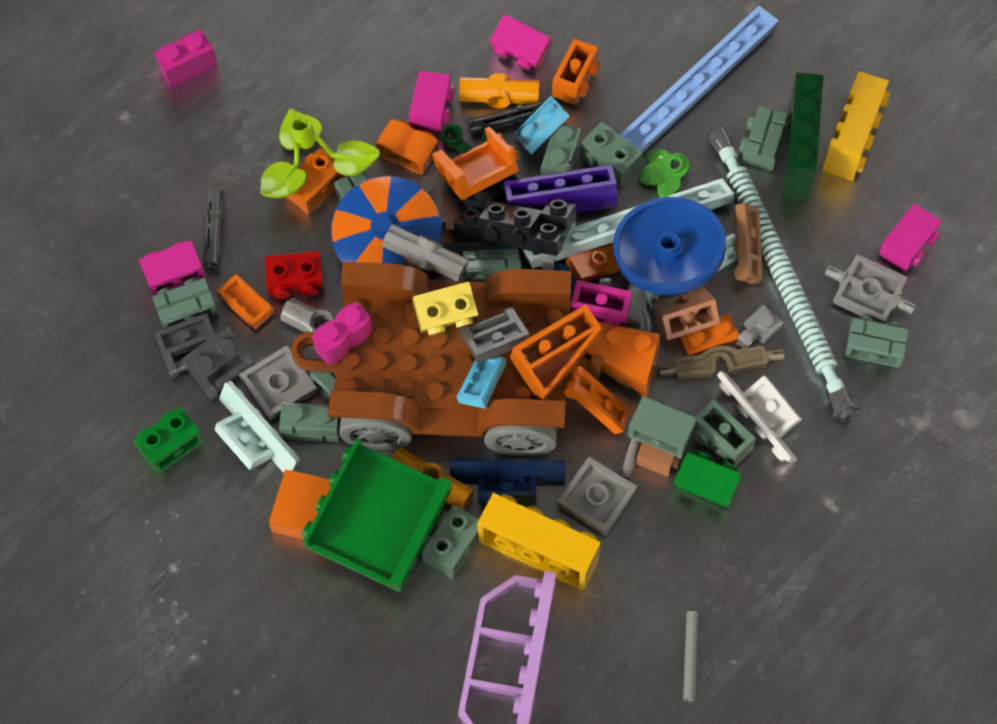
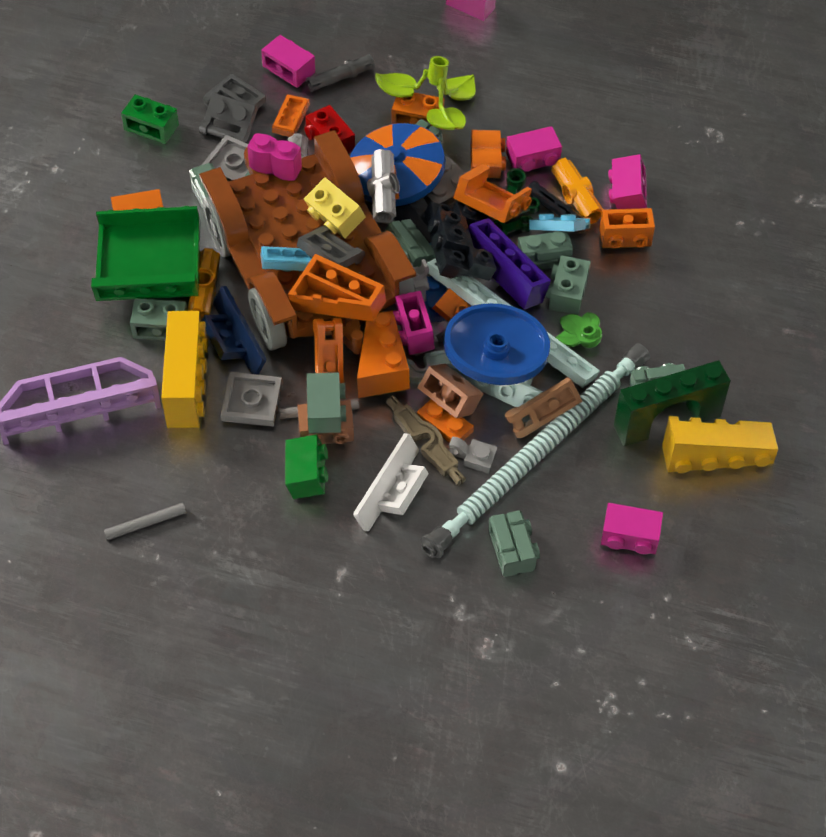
camera: 60 degrees right, 10 degrees down
(184, 302) = (266, 80): sand green brick -> none
(251, 434) = (178, 161): light aqua bracket -> none
(700, 79) = (684, 318): light blue plate -> none
(723, 434) = (352, 459): sand green brick -> none
(870, 289) = (562, 520): light grey plate -> none

